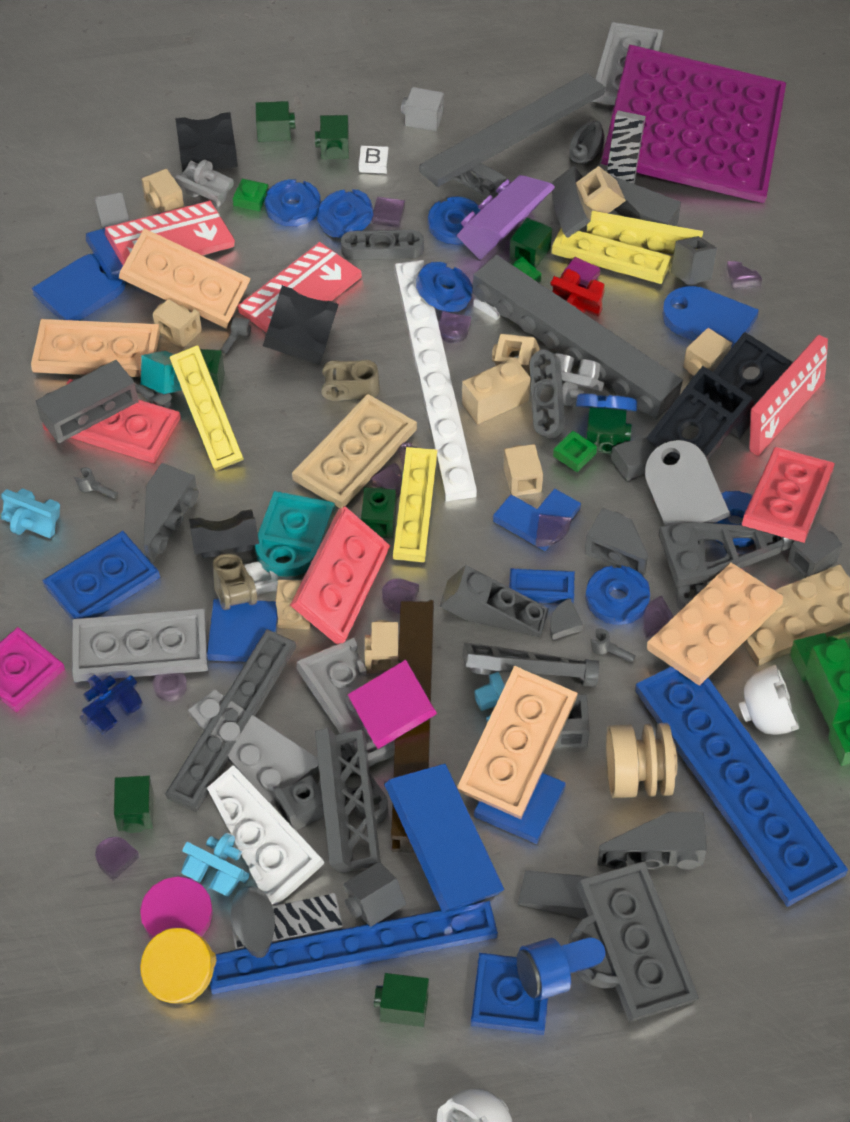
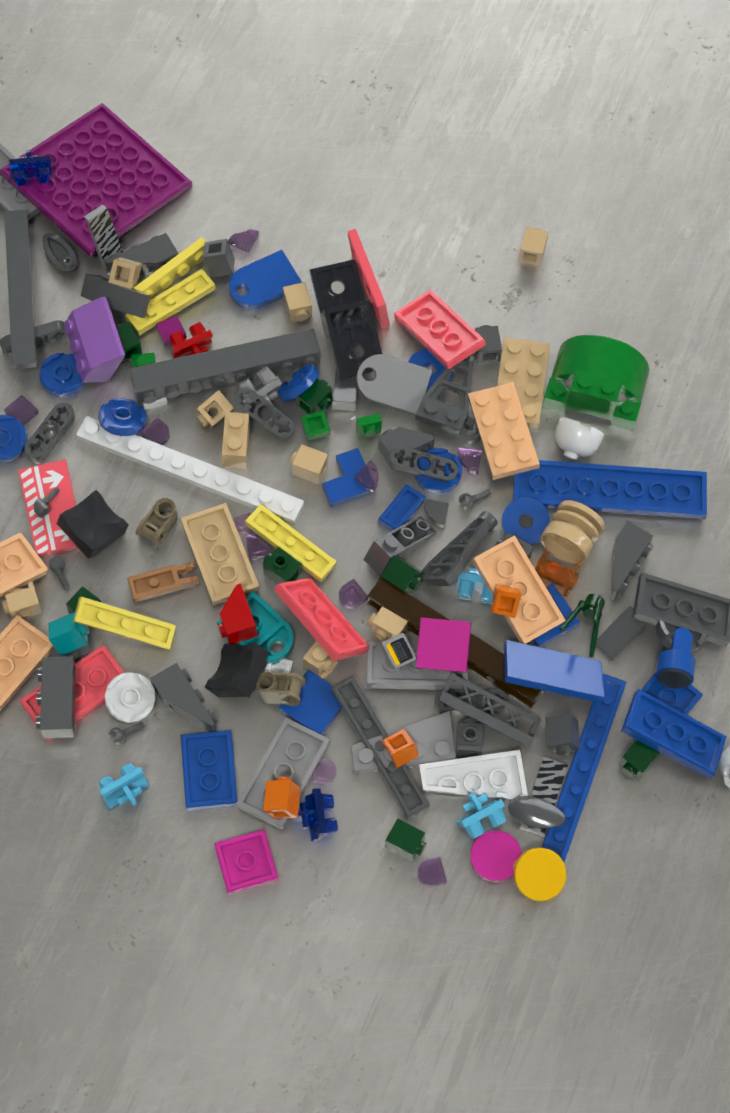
camera: 60 degrees left, 10 degrees up
(97, 648) = (281, 798): none -> orange brick
(132, 463) = (130, 697): none -> white tile
(238, 734) = (400, 748): none -> orange slope
(285, 420) = (162, 581): none -> medium nougat hinge
(286, 498) = (237, 618): none -> red slope
(290, 276) = (40, 505): none -> dark grey hand
(354, 665) = (398, 651): none -> slope
(452, 621) = (403, 574): none -> dark green brick
(459, 1018) = (674, 734): none -> blue tile
(489, 730) = (505, 600): none -> orange slope
(561, 839) = (592, 610): none -> dark green plant
(580, 791) = (557, 573): none -> clear orange hose
(587, 549) = (438, 474): none -> dark grey beam
(614, 496) = (368, 425): none -> green plate
(616, 692) = (529, 507): none -> blue tile
(649, 58) = (29, 167): none -> clear blue hips

